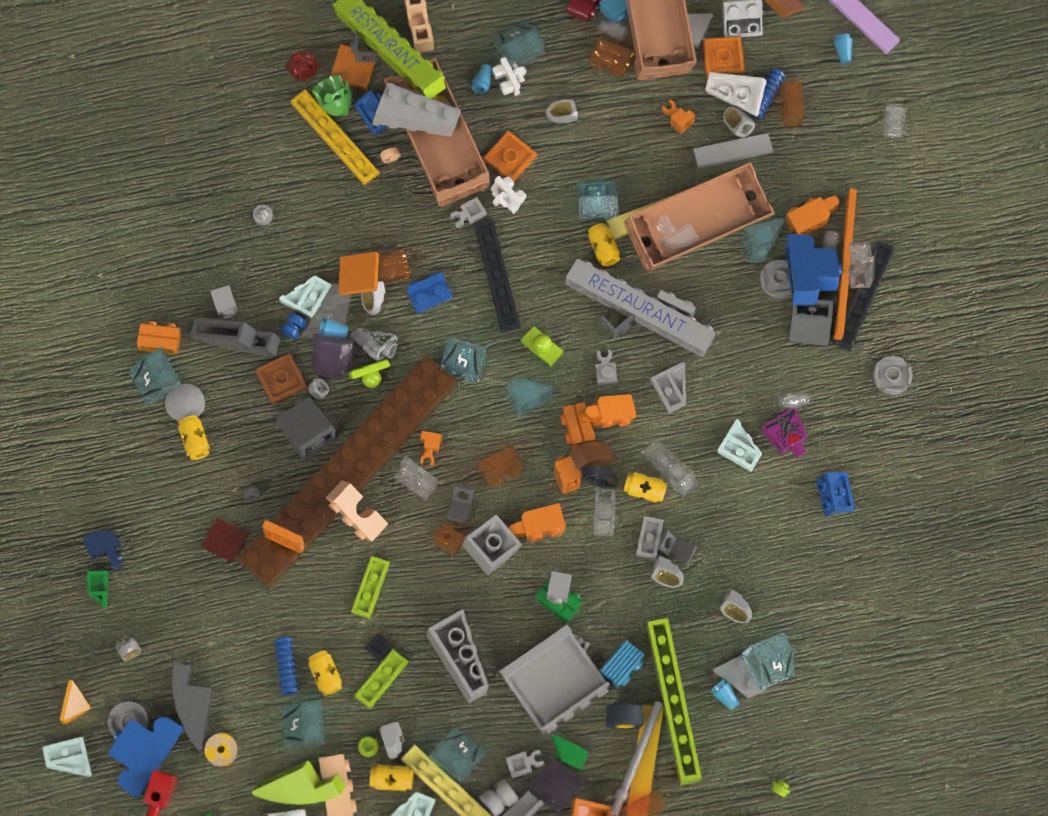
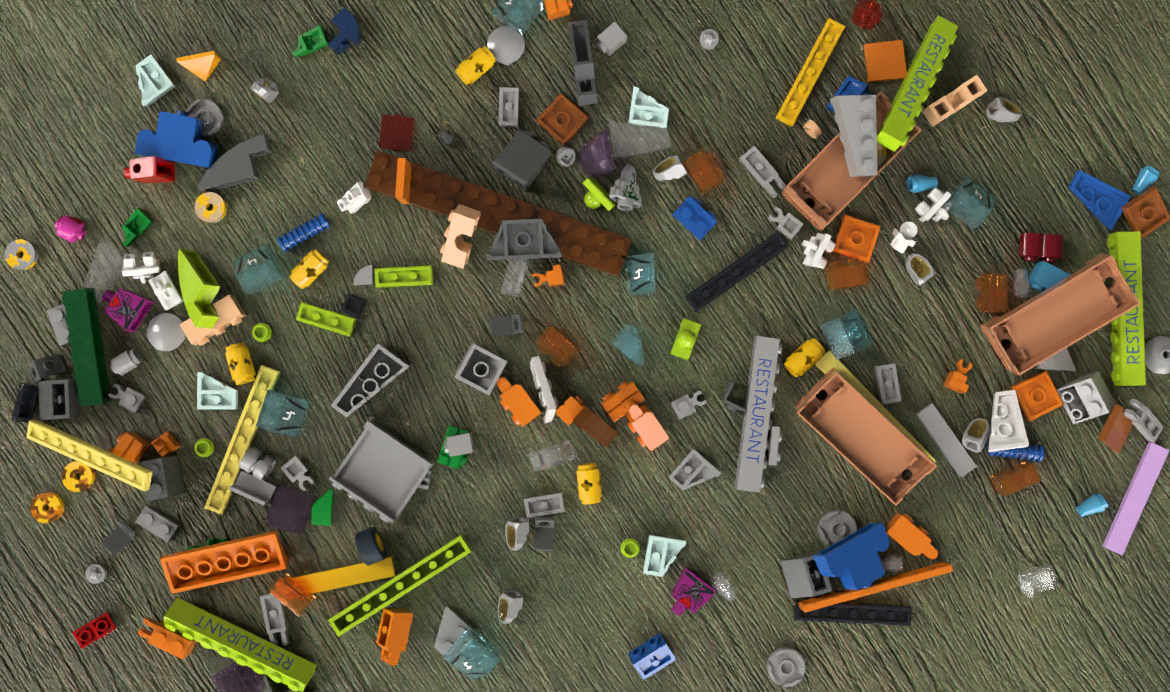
camera: 70 degrees right, 15 degrees up
(247, 422) = (508, 107): none -> light grey plate
(274, 600) = (354, 198): none -> white hips
(293, 326) = (609, 108): blue wheel -> none
(332, 328) = (623, 145): dark azure cone -> none
(333, 95) = (848, 53): bright green helmet -> none
(354, 624) = (364, 276): none -> light grey tile
(358, 273) = (684, 147): orange tile -> none
(359, 56) = (896, 61): dark grey bracket -> none
(386, 451) = (523, 241): none -> dark grey wing
(392, 739) = (274, 350): light grey rock -> none
(410, 215) = (762, 170): none -> light grey hinge
(448, 540) = (471, 327): clear orange brick -> none
(528, 114) = (904, 236): none -> white hips
(528, 493) = (541, 382): none -> white wing
(541, 178) = (846, 275): none -> clear orange brick
(599, 476) = (578, 440): black beam -> none
(622, 664) = (418, 525): dark azure brick -> none
(622, 793) = (298, 571): light grey bar -> none
(659, 180) = (888, 383): none -> light grey plate
(671, 468) = (616, 499): clear slope -> none
(676, 239) = (833, 423): clear brick -> none
(720, 728) = (393, 633): none -> orange hinge
(723, 474) = (630, 548): none -> lime plate
(725, 694) = (428, 625): dark azure cone -> none
(760, 239) = (866, 501): clear light blue slope -> none
(862, 267) = (878, 603): clear brick -> none

